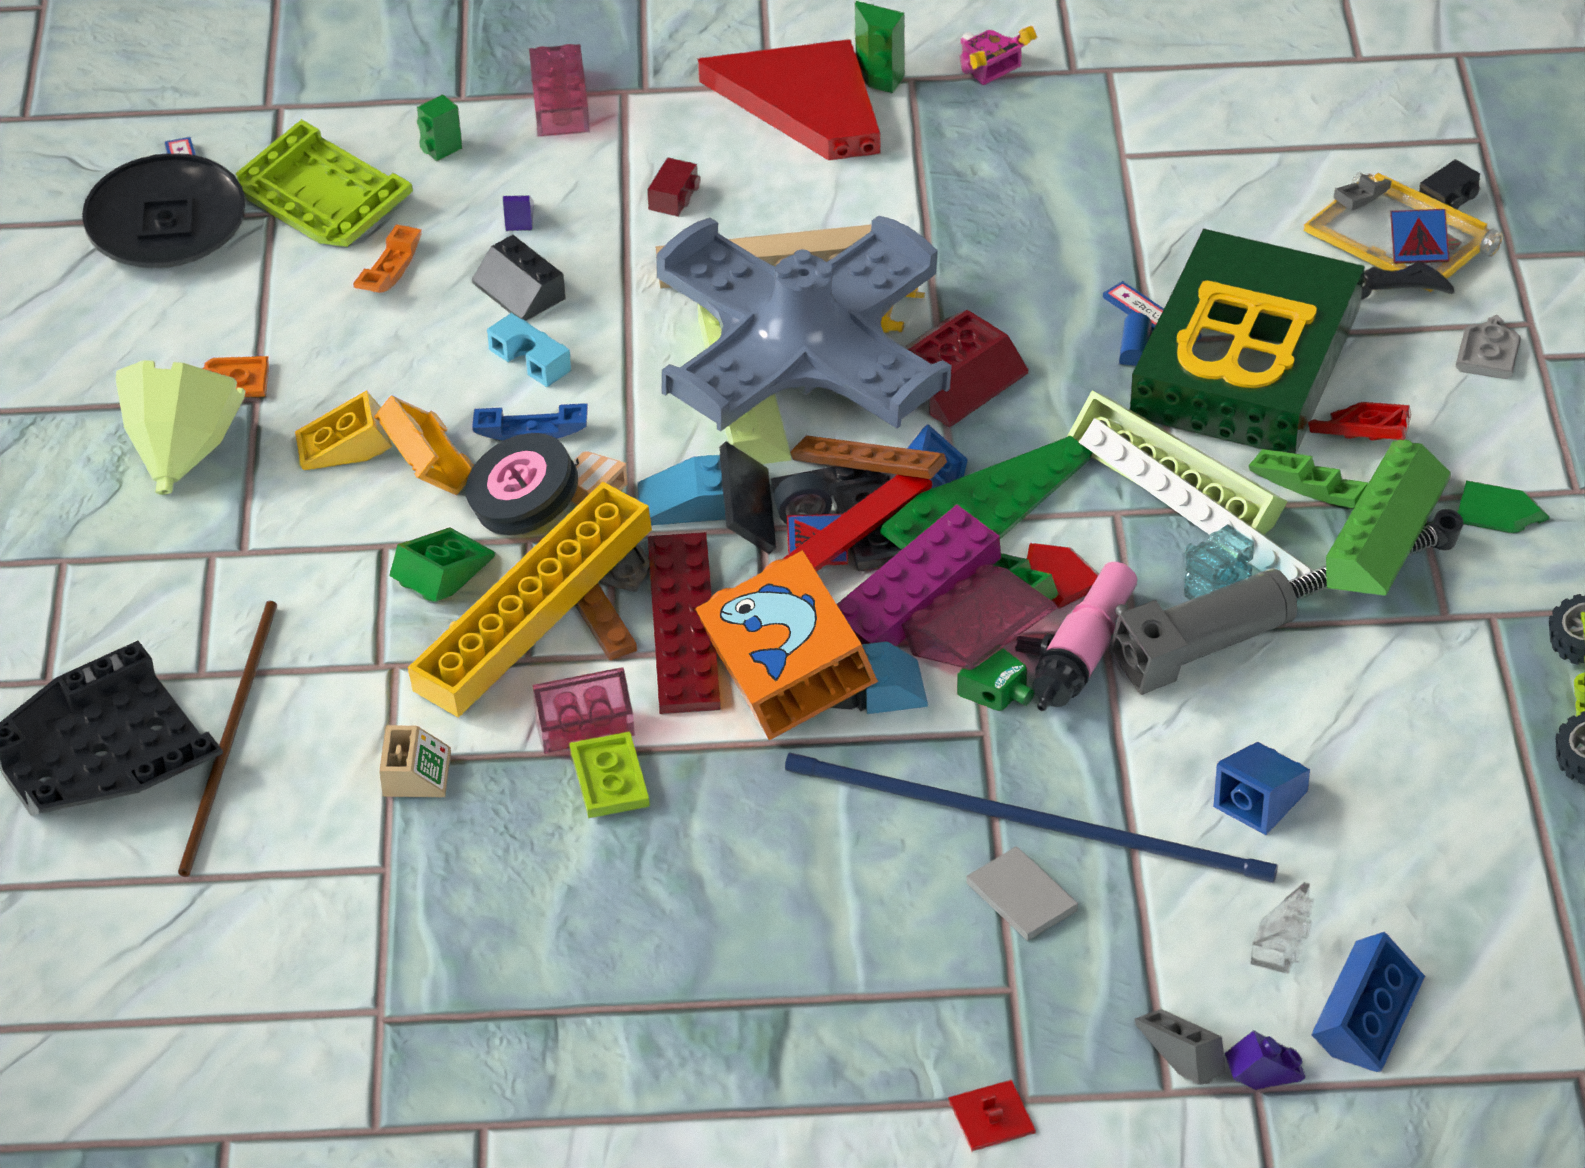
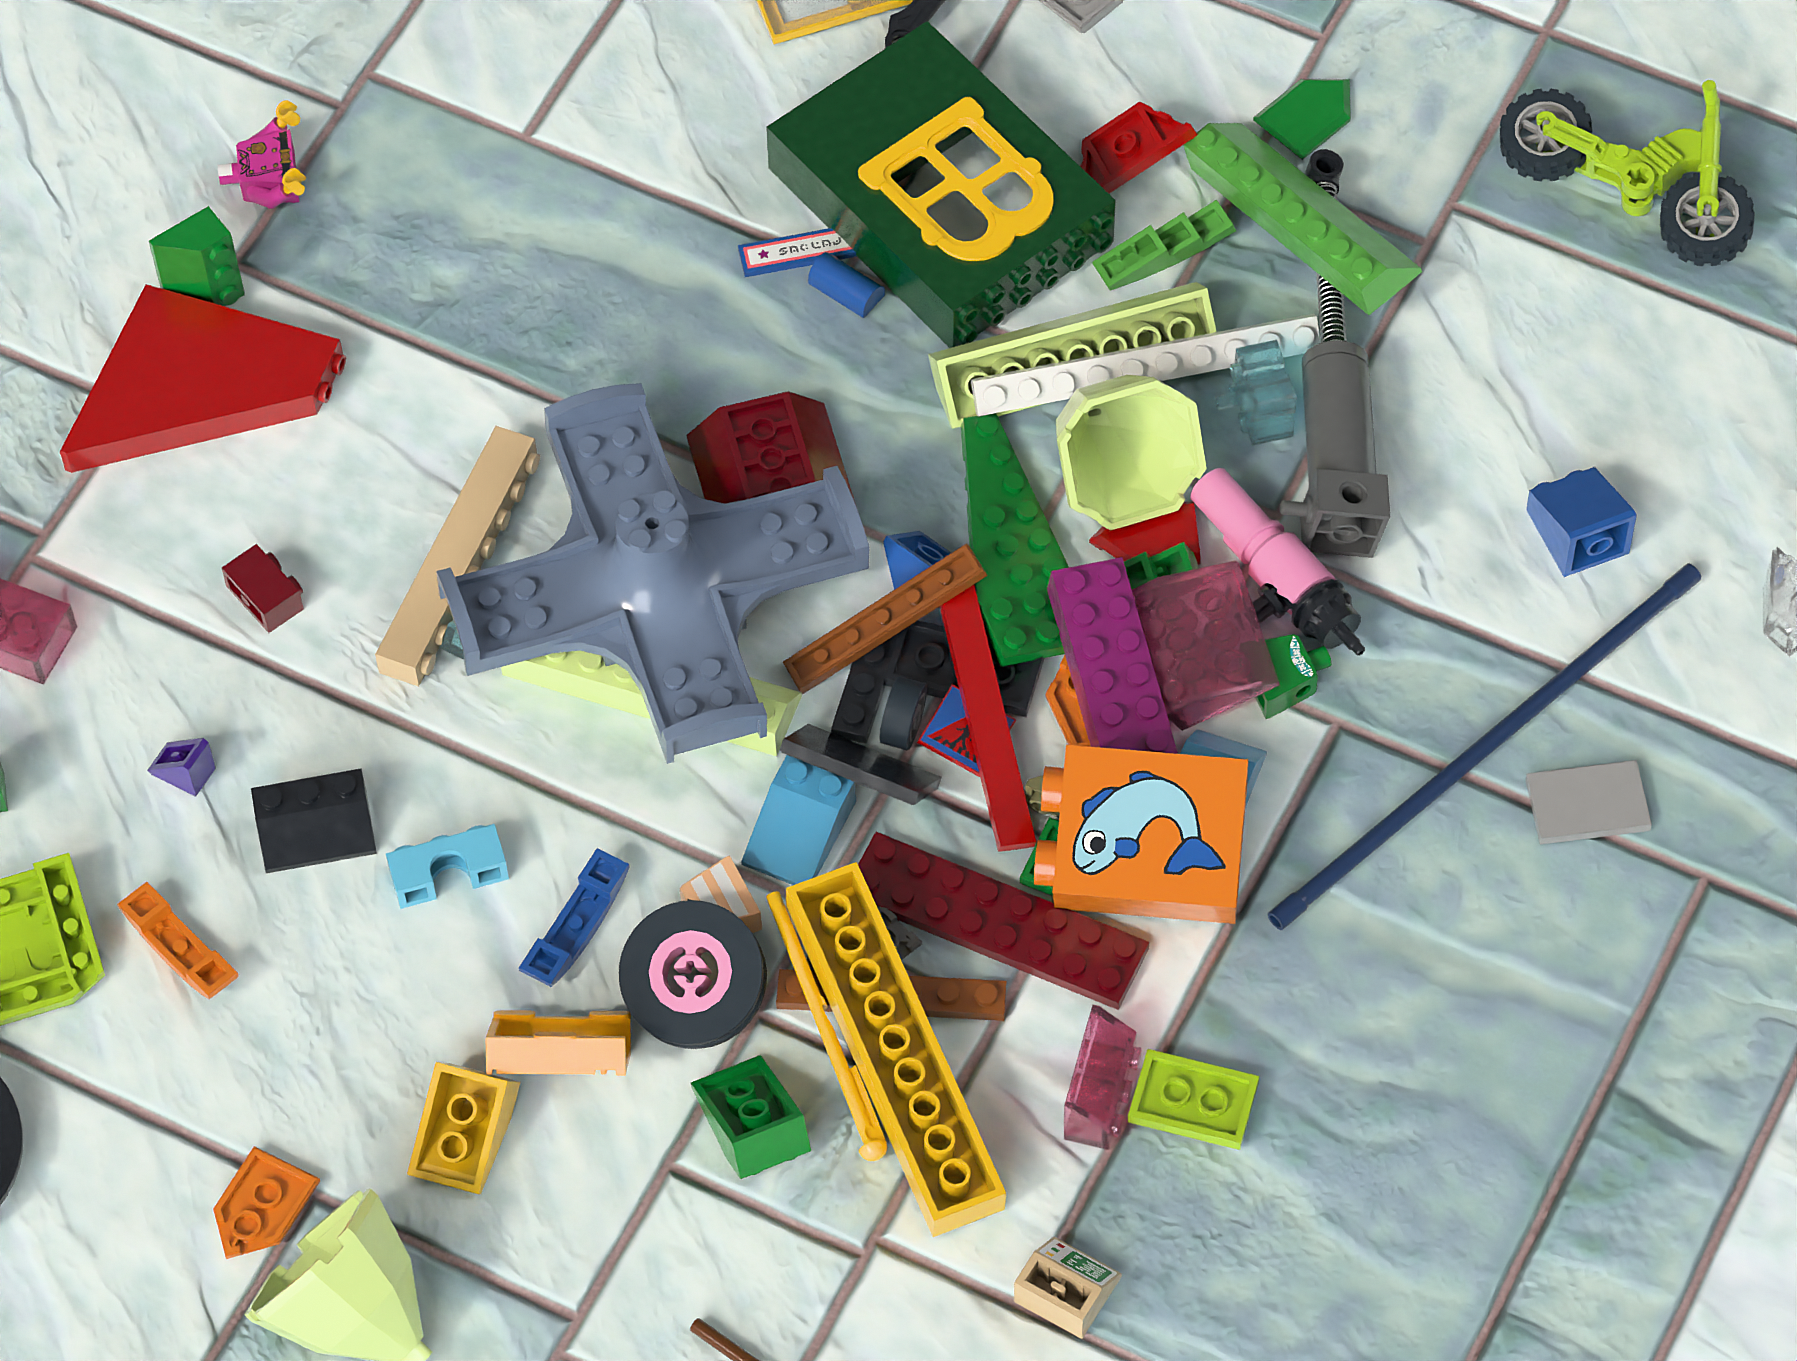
camera: 60 degrees left, 15 degrees up
(1090, 503) = (1129, 449): none -> yellowish green piece

